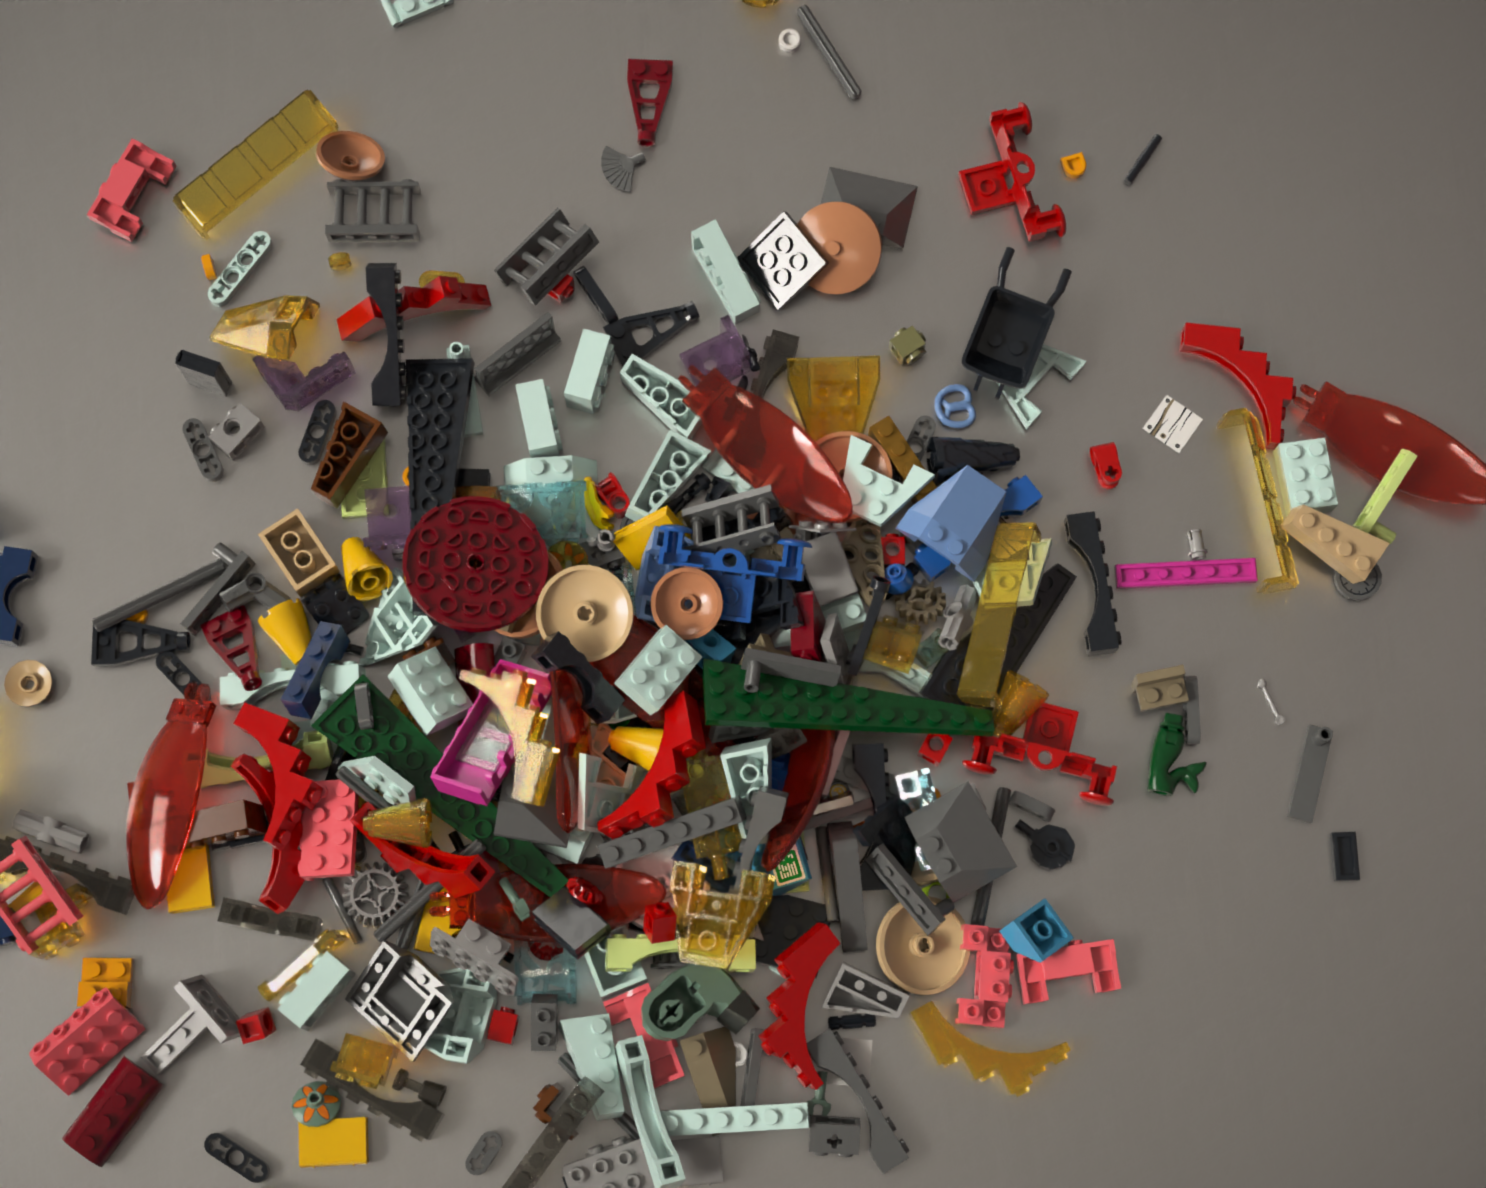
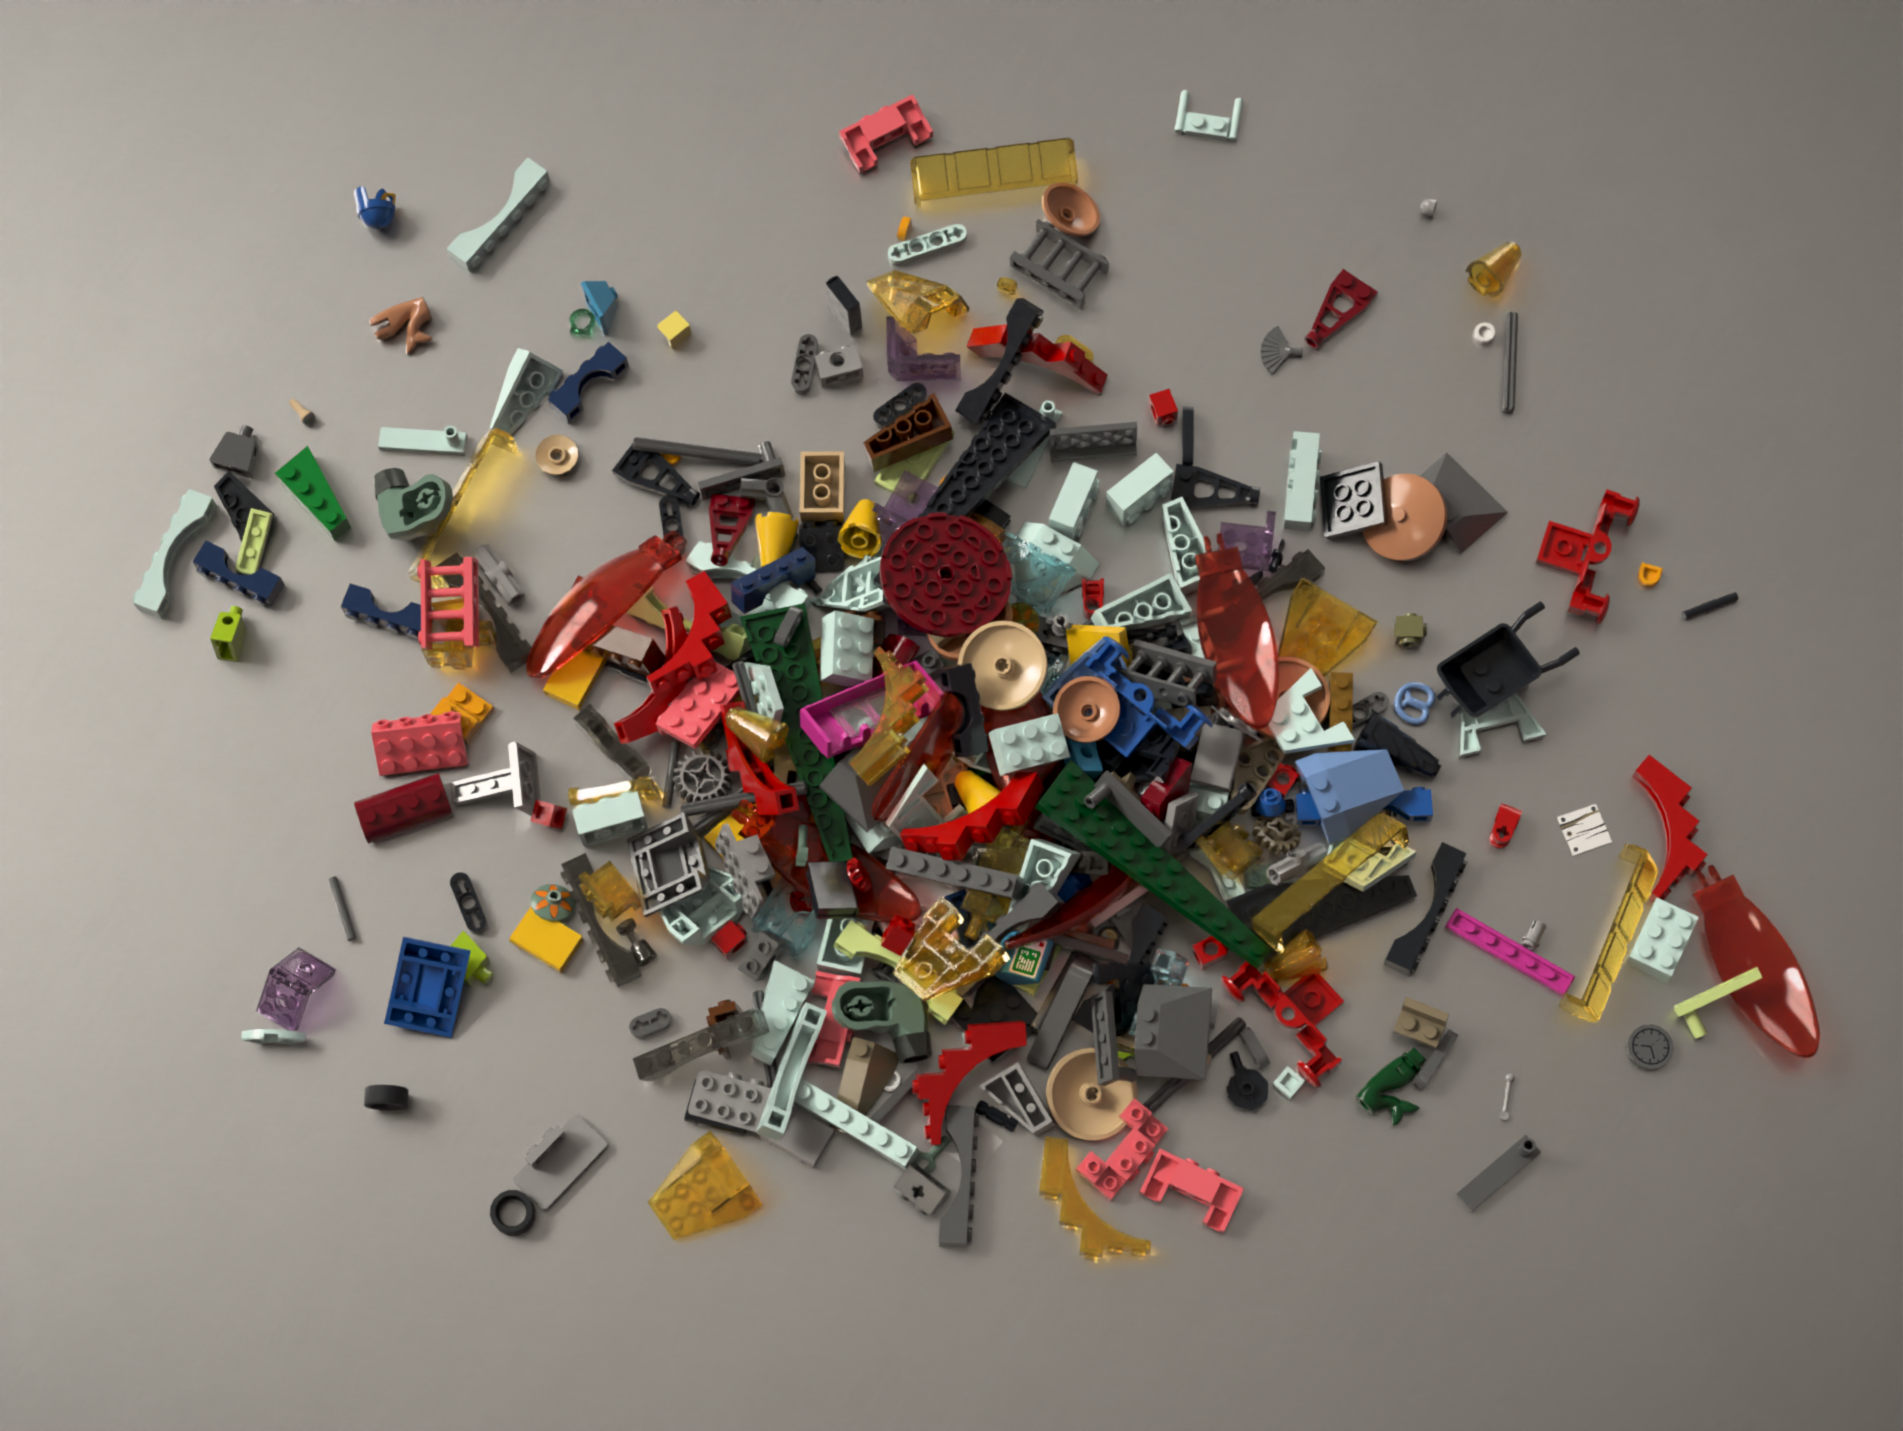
camera: 40 degrees right, 5 degrees down
(58, 494) = (674, 328): none -> light yellow panel
(557, 267) = (1169, 393): dark grey fence -> none
(596, 510) = (1071, 601): yellow piece -> none
(1037, 932) = (1187, 1141): dark azure slope -> none
(1082, 816) = (1288, 1082): none -> light aqua plate
(1335, 542) = (1646, 1003): tan wedge -> none
(1344, 856) = (1480, 1255): black tile -> none

